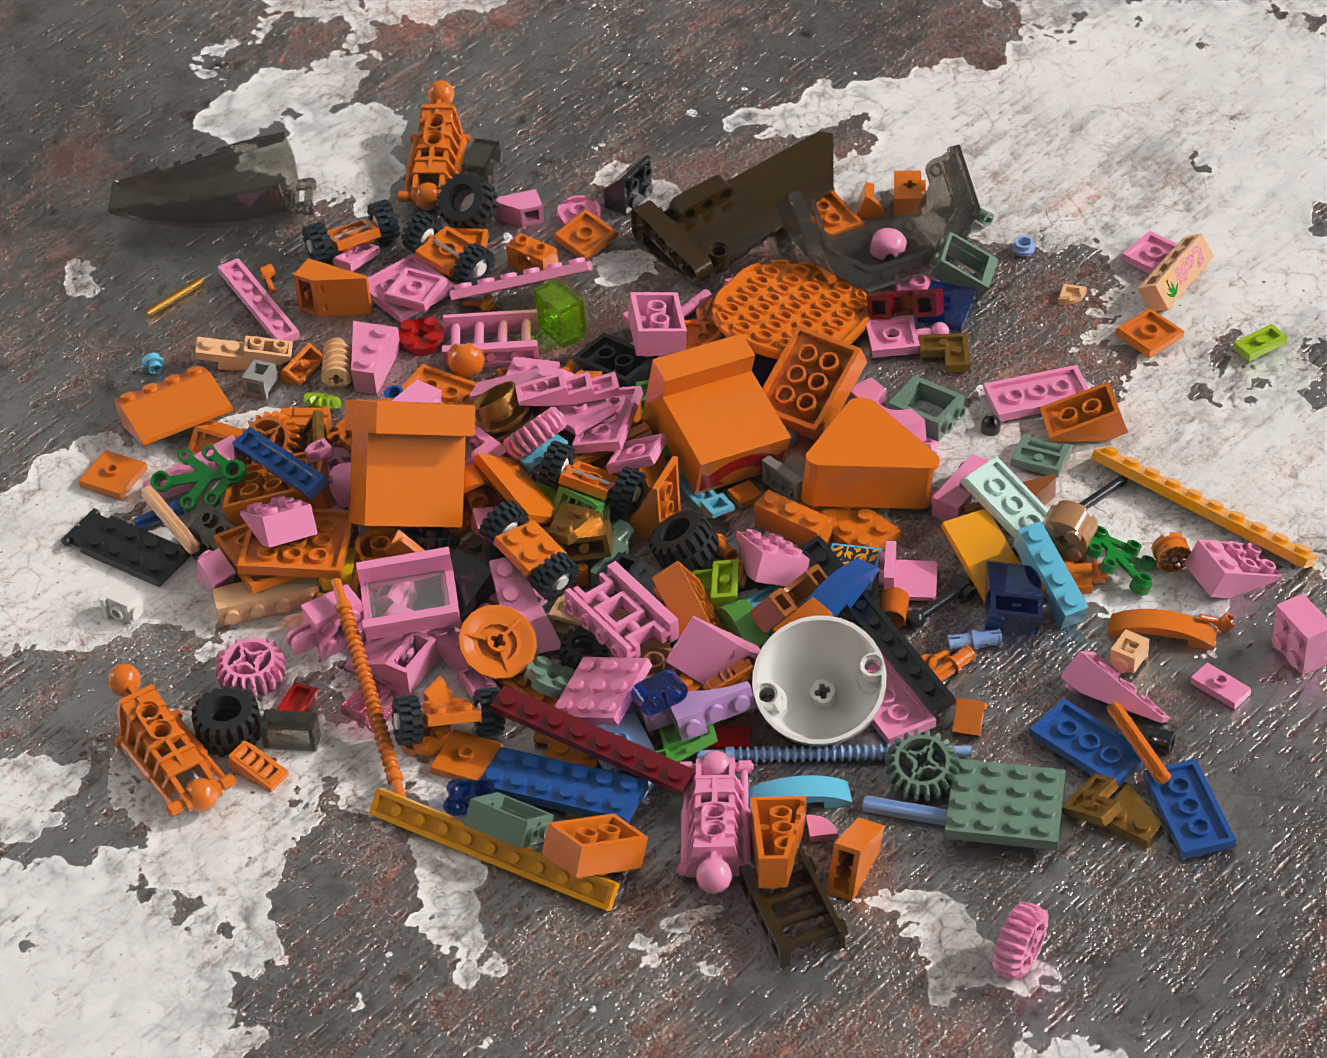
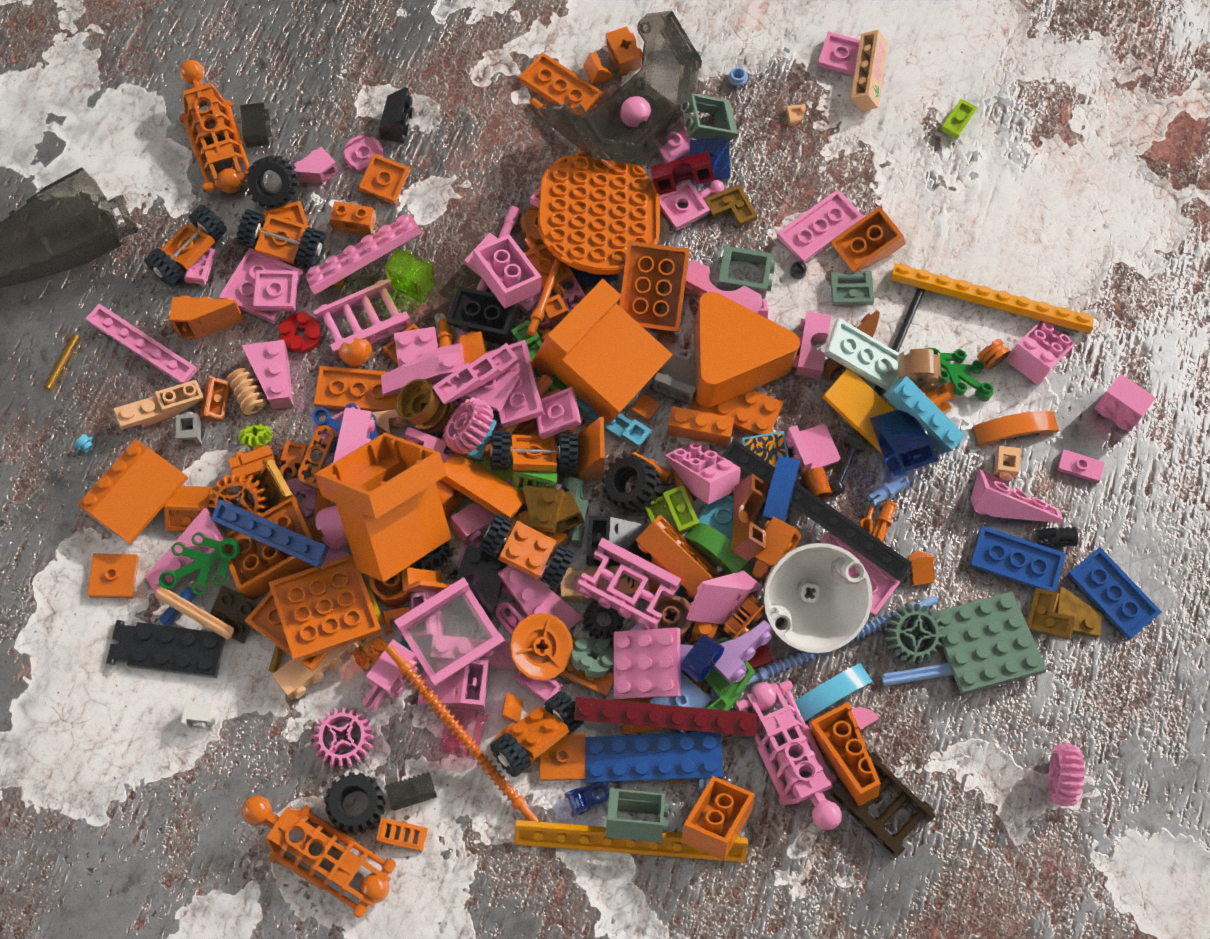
camera: 30 degrees left, 25 degrees up
(214, 570) = (263, 655): bright pink slope -> none
(267, 273) = (130, 308): orange hand -> none
(280, 520) = (303, 598): bright pink slope -> none
(299, 698) = (397, 758): red tile -> none
(319, 450) = (293, 504): bright pink tile -> none
(729, 217) = (499, 113): dark brown panel -> none
(853, 857) = (906, 739): orange slope -> none
(1138, 743) = (1057, 550): orange axle -> none
(1149, 333) = (874, 136): orange plate -> none
(1223, 623) = (1055, 406): orange hand -> none

